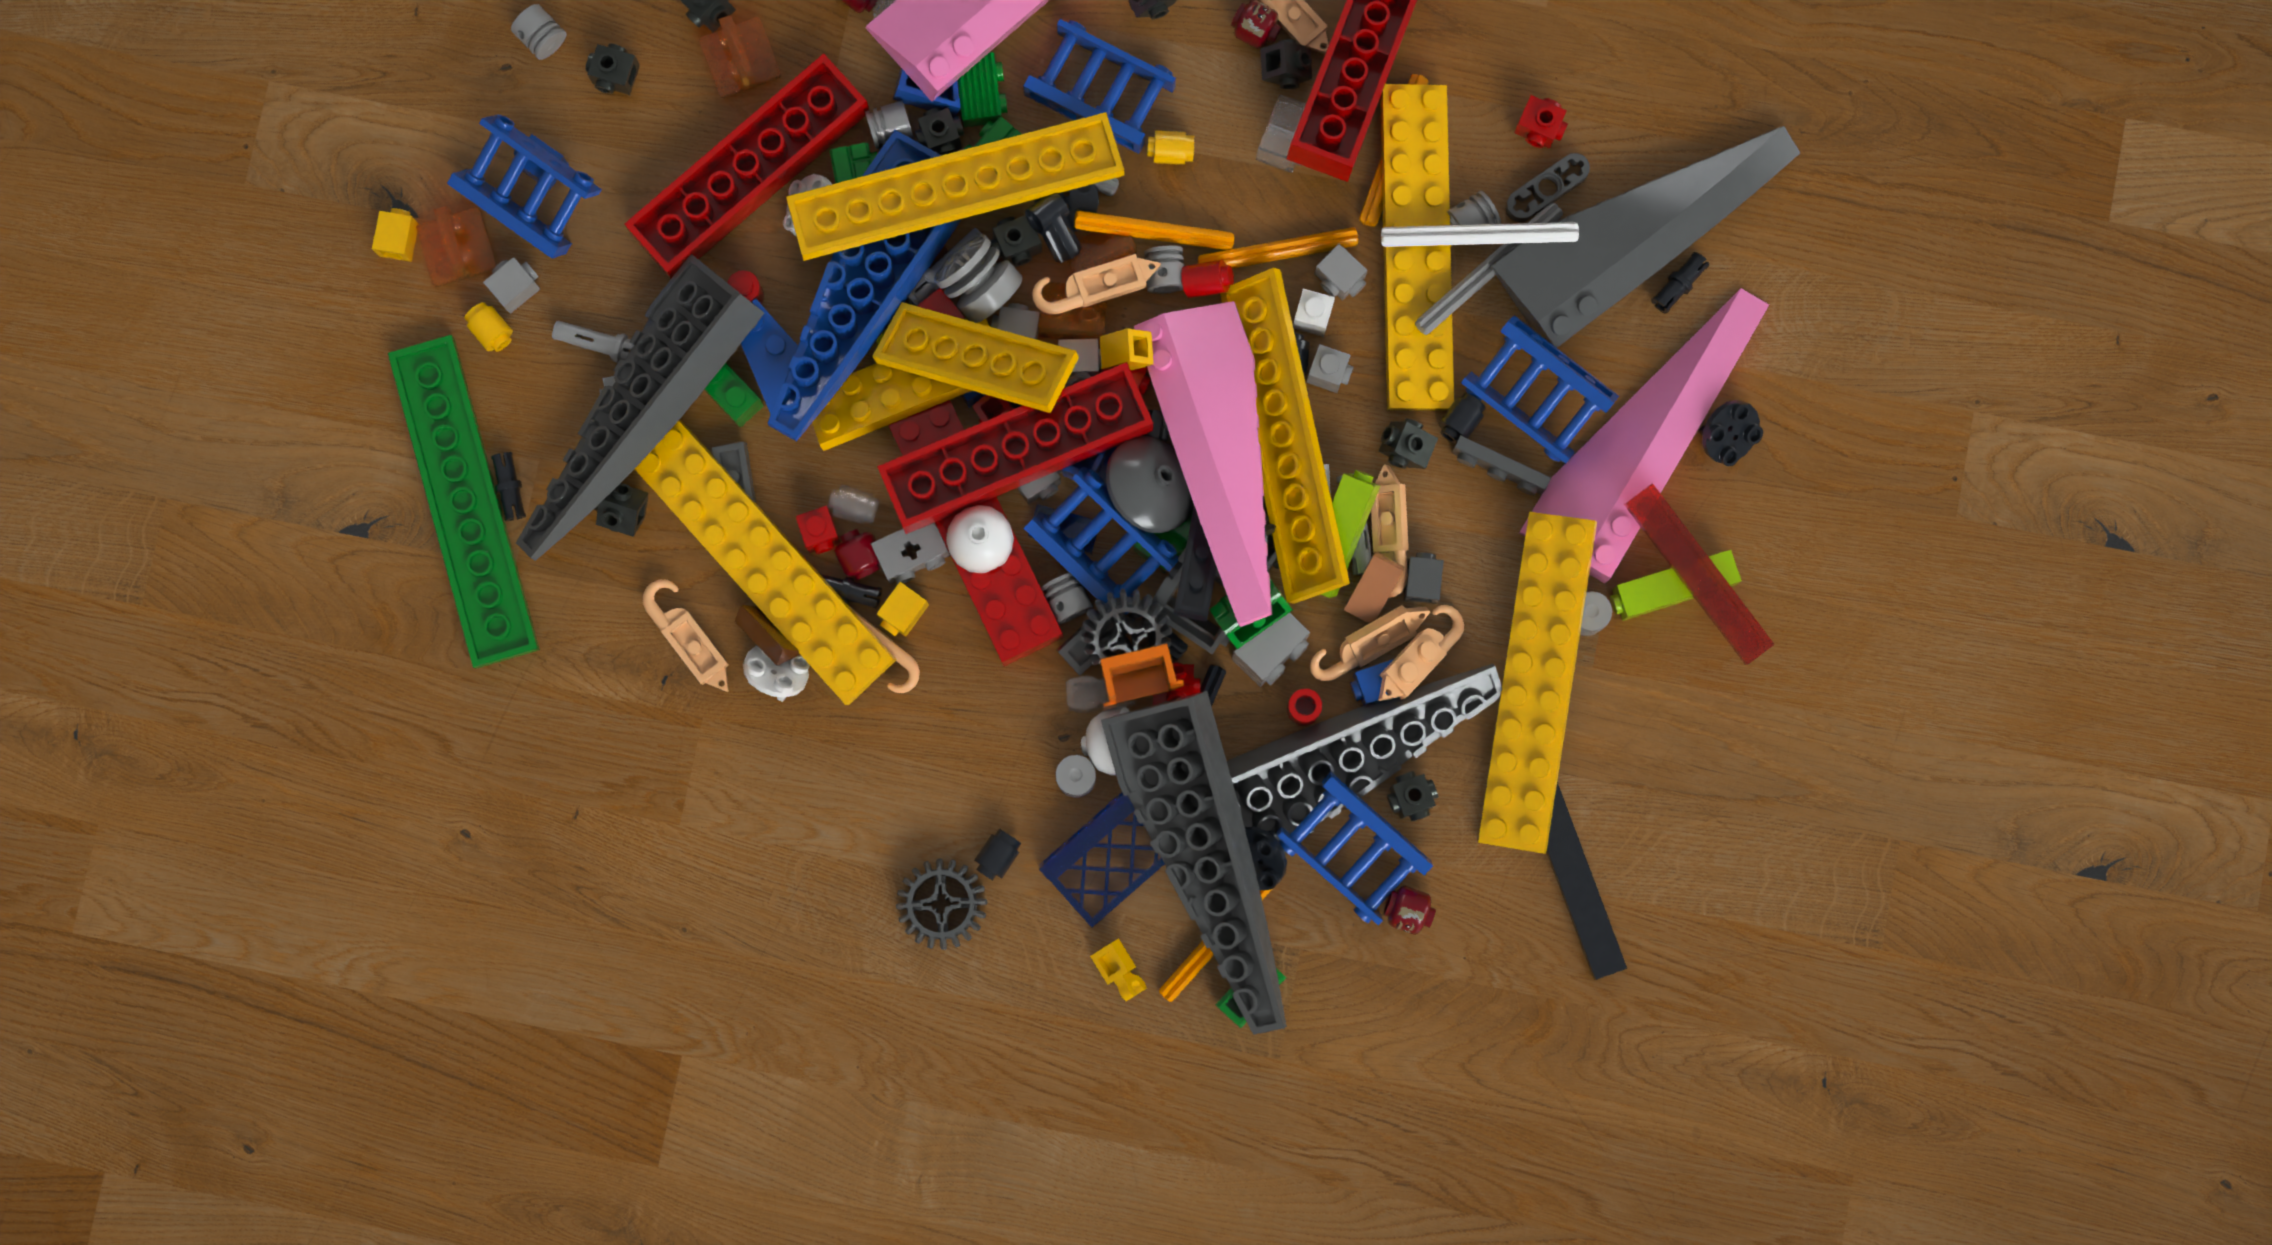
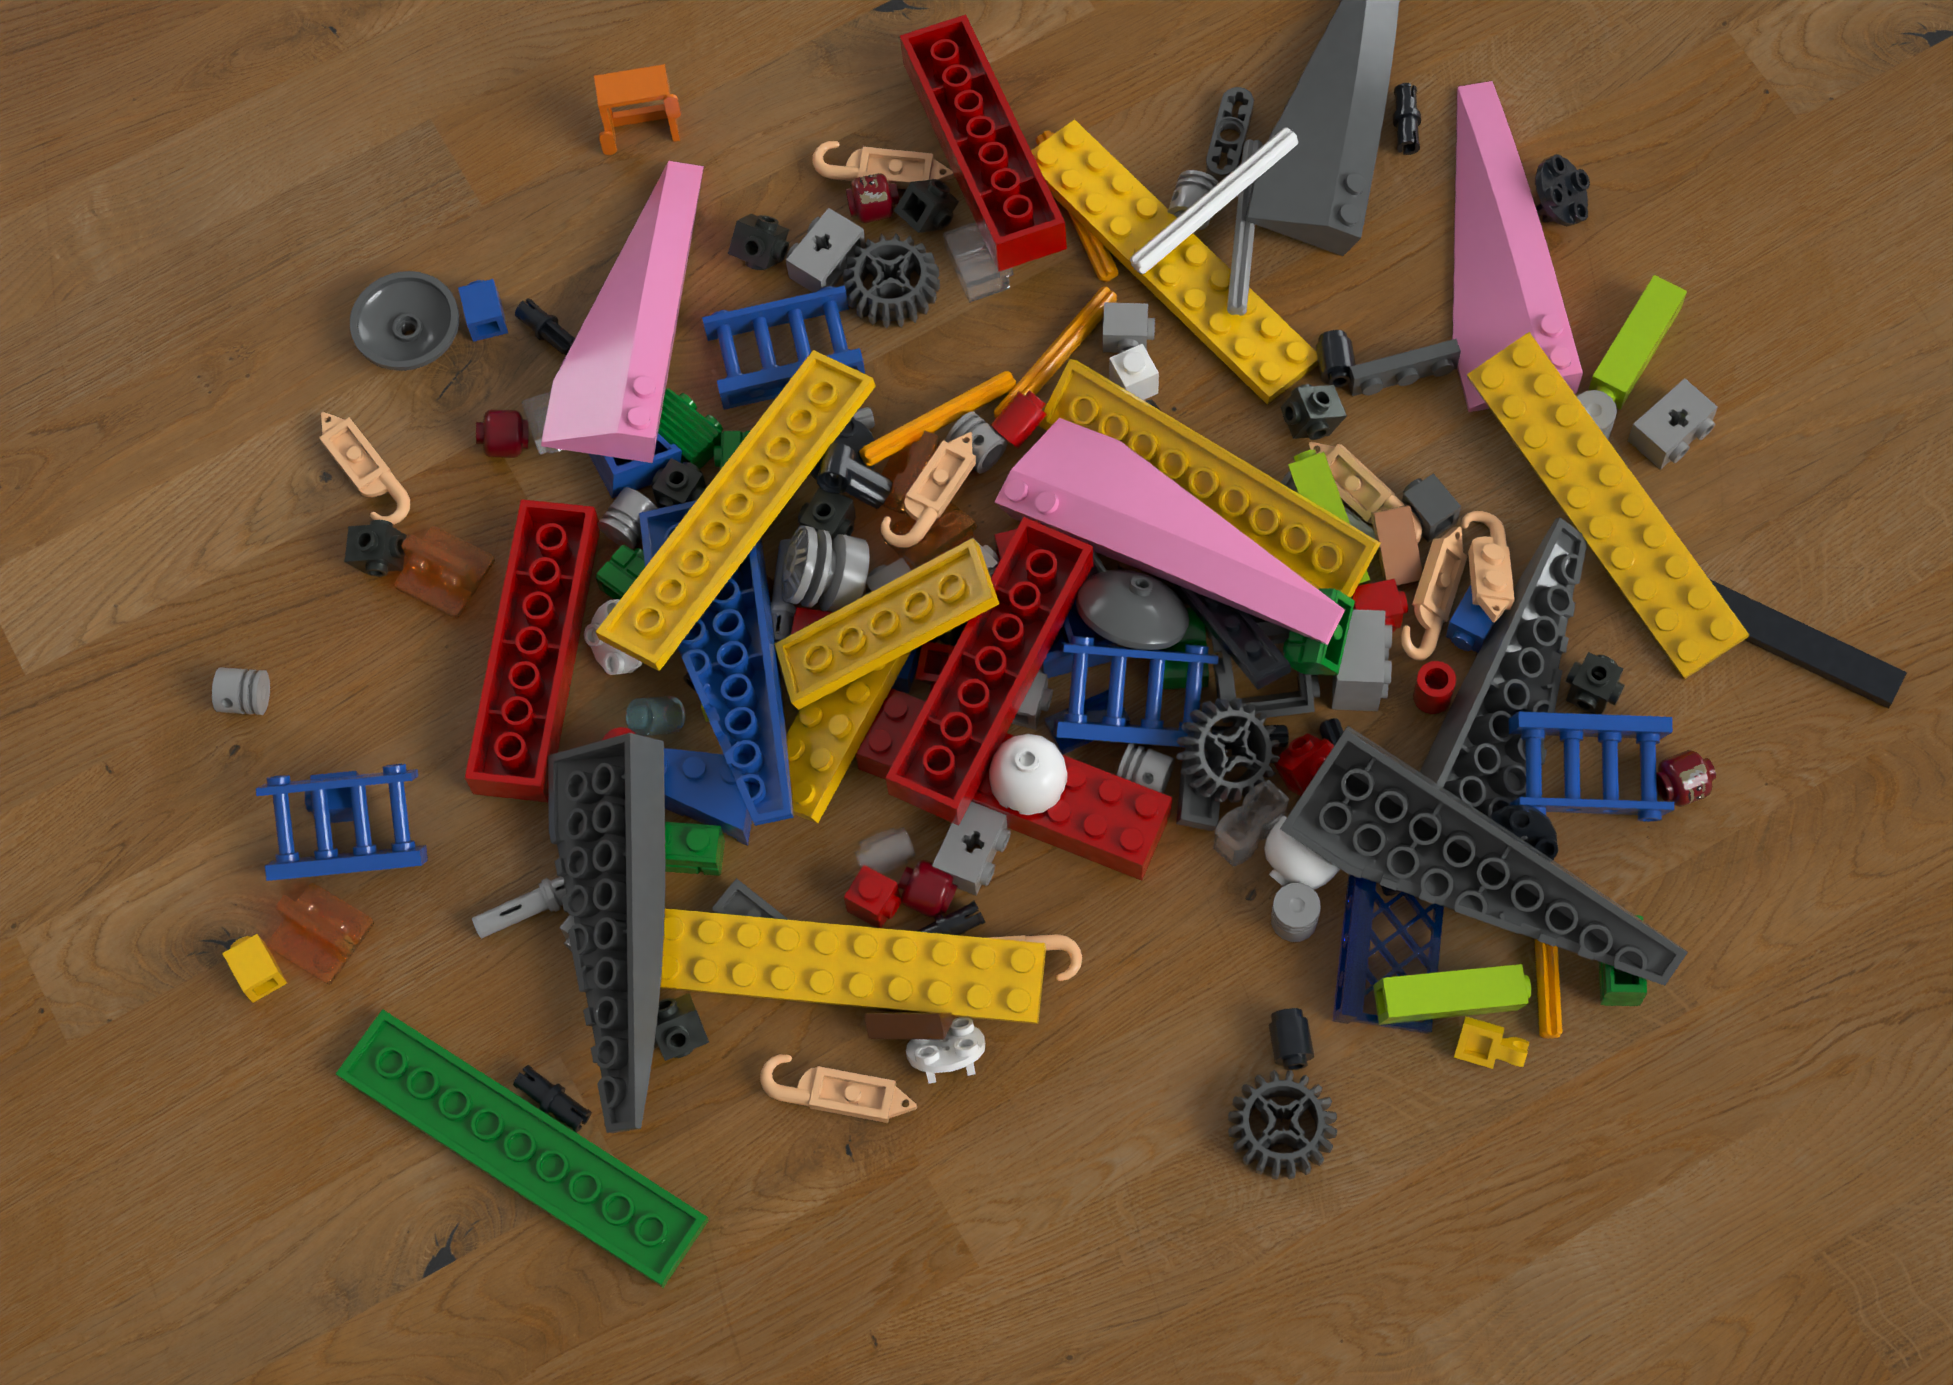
camera: 35 degrees left, 15 degrees down
(488, 327) = (412, 975): yellow brick -> none
(512, 283) = (401, 920): light grey brick -> none
(612, 69) = (337, 667): pearl dark grey brick -> none
(785, 283) = (655, 715): none -> clear light blue brick
(901, 610) = (1010, 903): yellow brick -> none
(1122, 917) = (1451, 994): none -> lime brick
(1126, 346) = (1005, 515): yellow brick -> none
(1138, 675) = (1282, 769): orange piece -> none
(1171, 147) = (890, 346): yellow brick -> none
(1175, 48) = (824, 251): none -> light grey brick
(1203, 99) = (891, 292): none -> dark grey gear
(1323, 619) = (1382, 597): none -> red brick
(1330, 369) = (1191, 404): light grey brick -> none
(1542, 122) = (1178, 87): red brick -> none
(1544, 357) = (1395, 247): blue fence -> none
(1659, 656) = (1673, 424): none -> light grey brick
(1699, 574) = (1651, 309): clear red plate -> none

